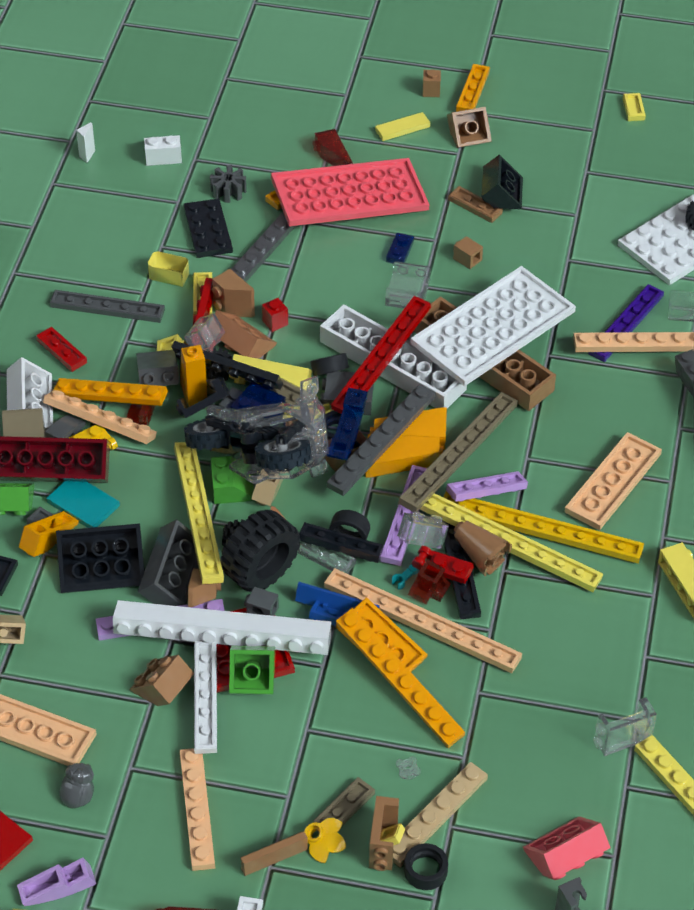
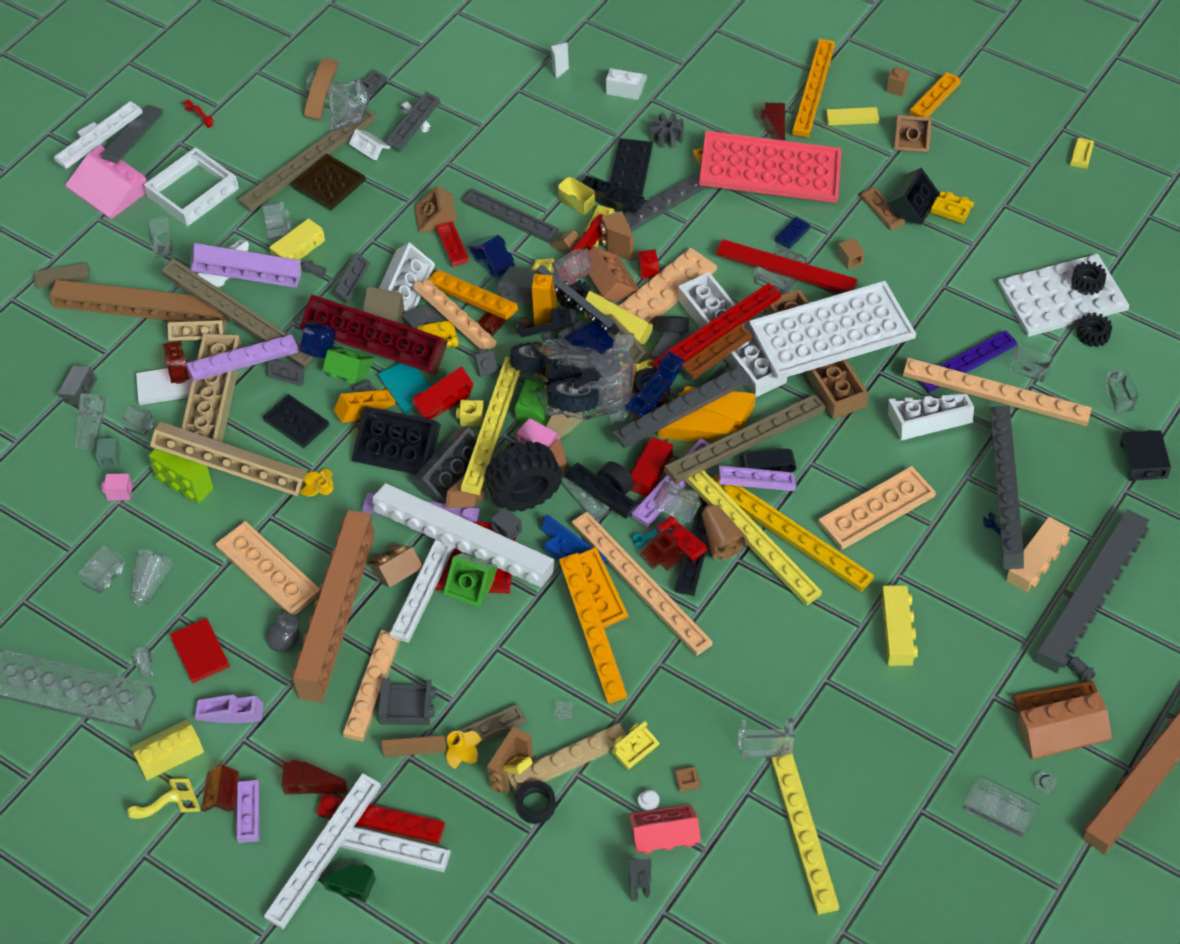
camera: 25 degrees right, 5 degrees up
(27, 320) = (435, 209): none -> medium nougat slope
(38, 624) = (318, 483): none -> yellow plate
(112, 345) = (493, 253): none -> clear blue brick
(120, 742) = (333, 606): none -> nougat brick
(131, 497) = (443, 395): none -> red wedge
(156, 454) = (486, 362): none -> dark grey bracket
(166, 508) = (471, 413): none -> light yellow brick
(180, 316) = (566, 241): none -> medium nougat slope
(208, 261) = (610, 197): none -> black slope
(243, 506) = (536, 432): none -> bright pink piece
(244, 814) = (406, 703): none -> dark grey panel
(302, 332) = (662, 290): none -> light nougat plate
(353, 109) = (814, 88): none -> light orange plate
(376, 504) = (651, 465): none -> red brick
(391, 376) = (716, 351): none -> dark orange tile
(412, 281) = (786, 267): none -> red tile
(491, 465) = (773, 460): none -> black beam
(499, 778) = (634, 746): none -> light yellow bracket
(536, 826) = (648, 800): none -> white plate
(540, 185) = (952, 206): none -> yellow plate
(563, 793) = (687, 779): none -> medium nougat tile
(619, 380) = (930, 414): none -> white wedge

